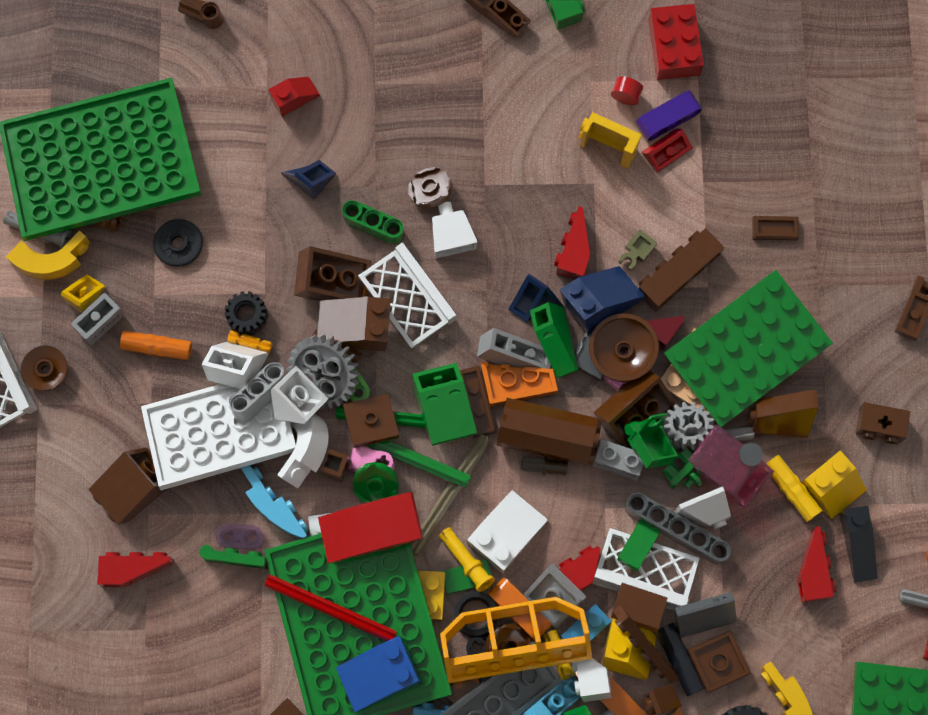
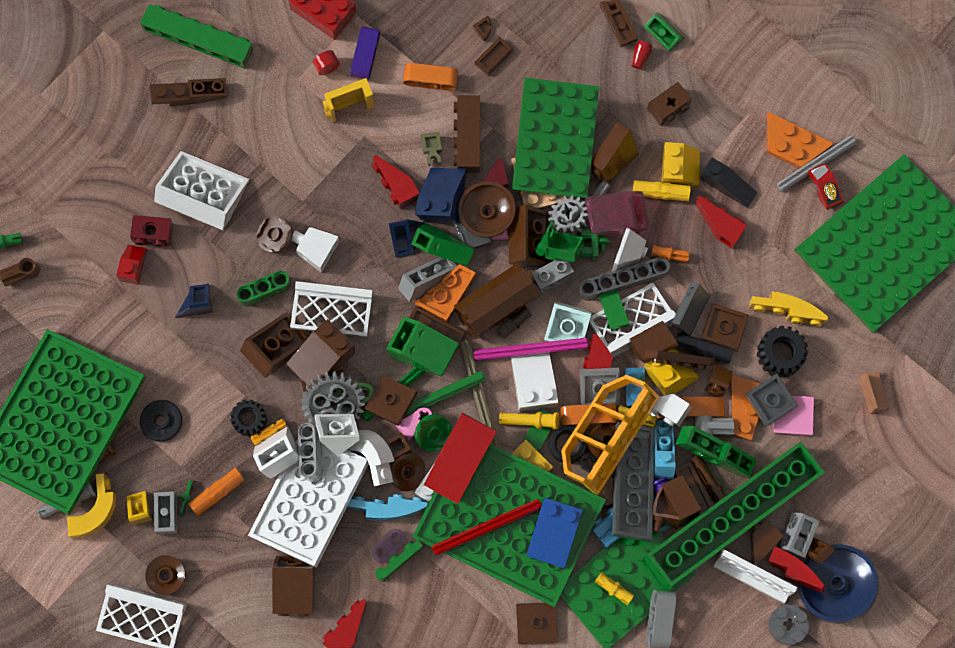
camera: 50 degrees left, 0 degrees up
(128, 325) = (185, 498): none -> green piece
(320, 502) = (414, 472): none -> reddish brown dish
(334, 71) = (143, 224): none -> dark red brick
(412, 91) = (200, 190): none -> white slope
(533, 502) = (530, 349): none -> dark pink axle
(585, 516) = (567, 322): none -> light aqua slope
(667, 149) = (384, 73): red slope -> none
(701, 190) = (430, 76): none -> orange beam
(741, 549) = (670, 254): none -> orange axle
(750, 454) = (621, 194): dark grey piece -> none
(793, 196) = (483, 28): none -> reddish brown tile
(906, 355) = (641, 54): none -> red cone

